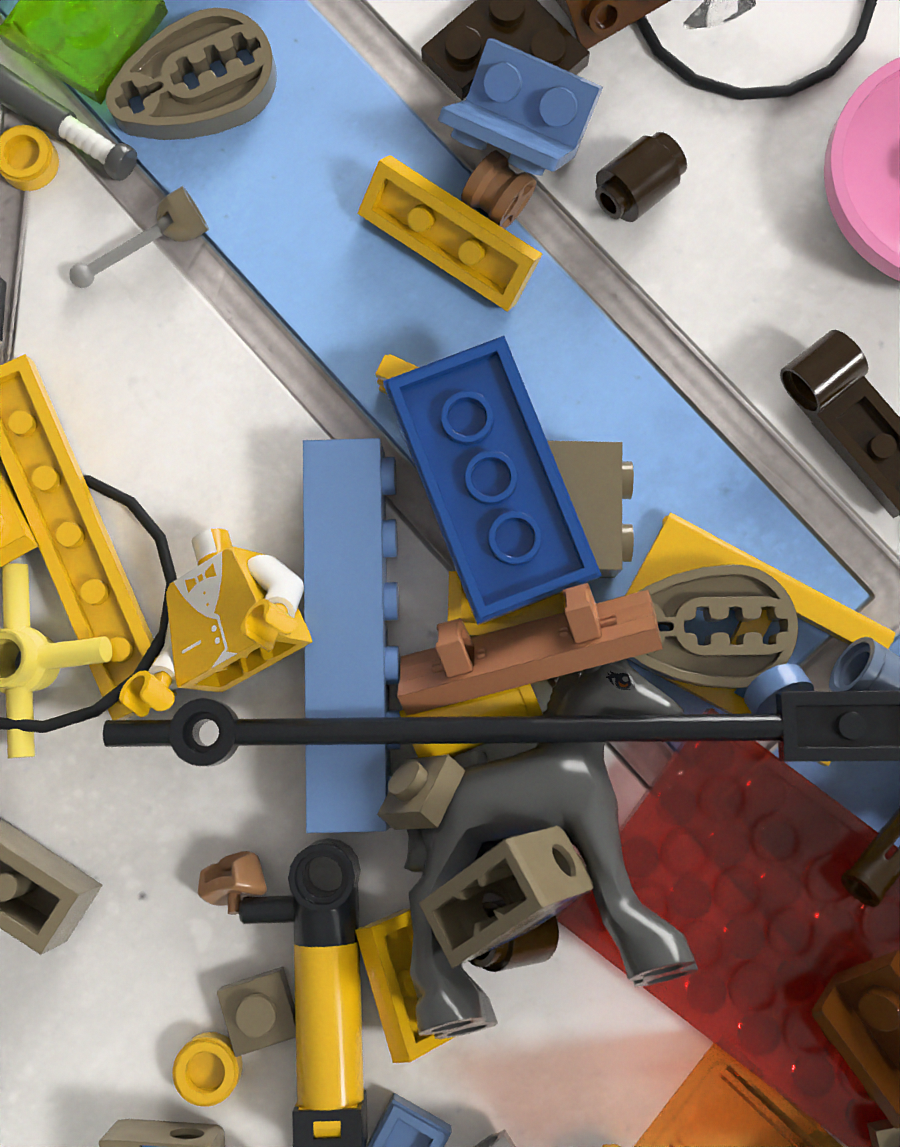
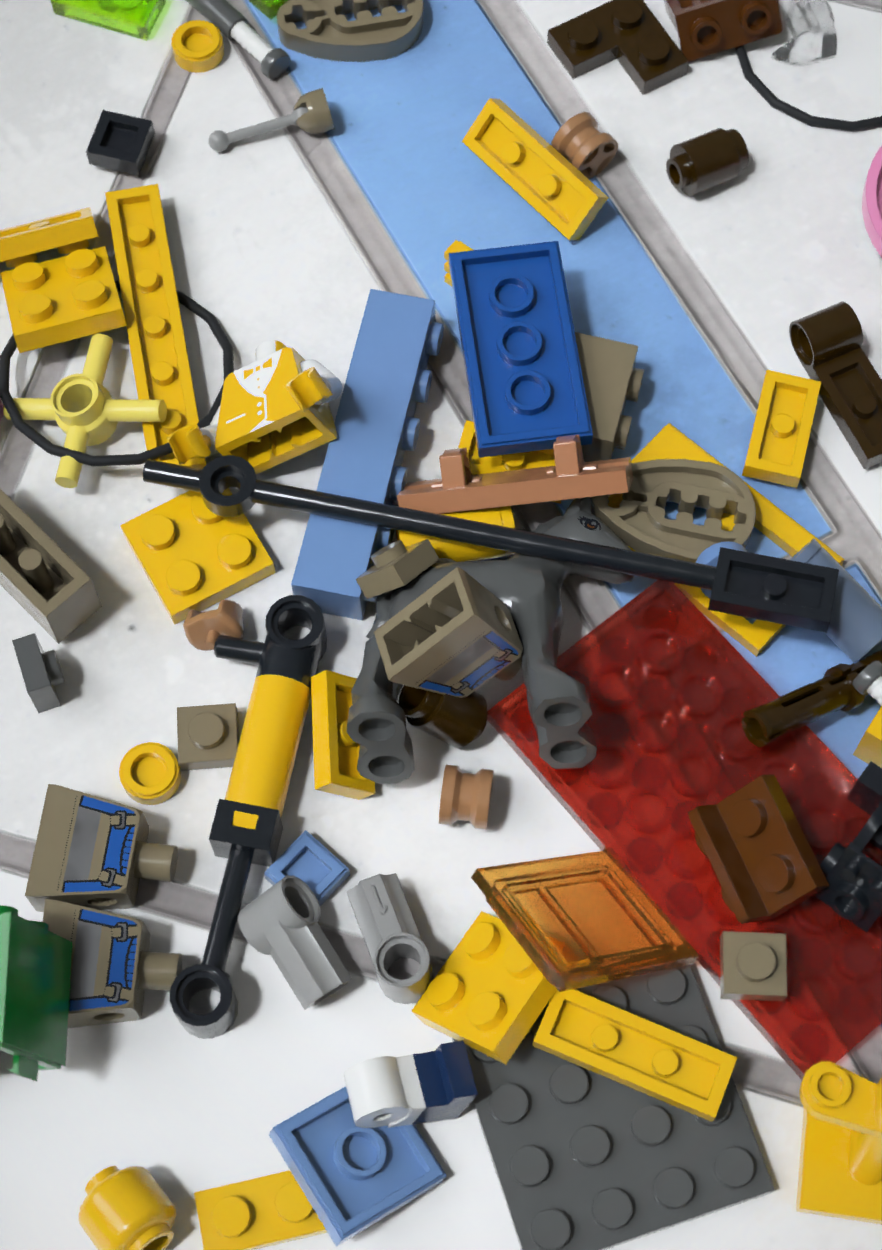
camera: 10 degrees right, 15 degrees down
(52, 992) = (40, 672): none -> dark grey plate
(185, 808) = (195, 554): none -> yellow plate
(523, 109) = (625, 85): medium blue bracket -> none
(557, 1023) = (466, 796): none -> medium nougat wheel
(796, 494) = (781, 428): none -> yellow plate

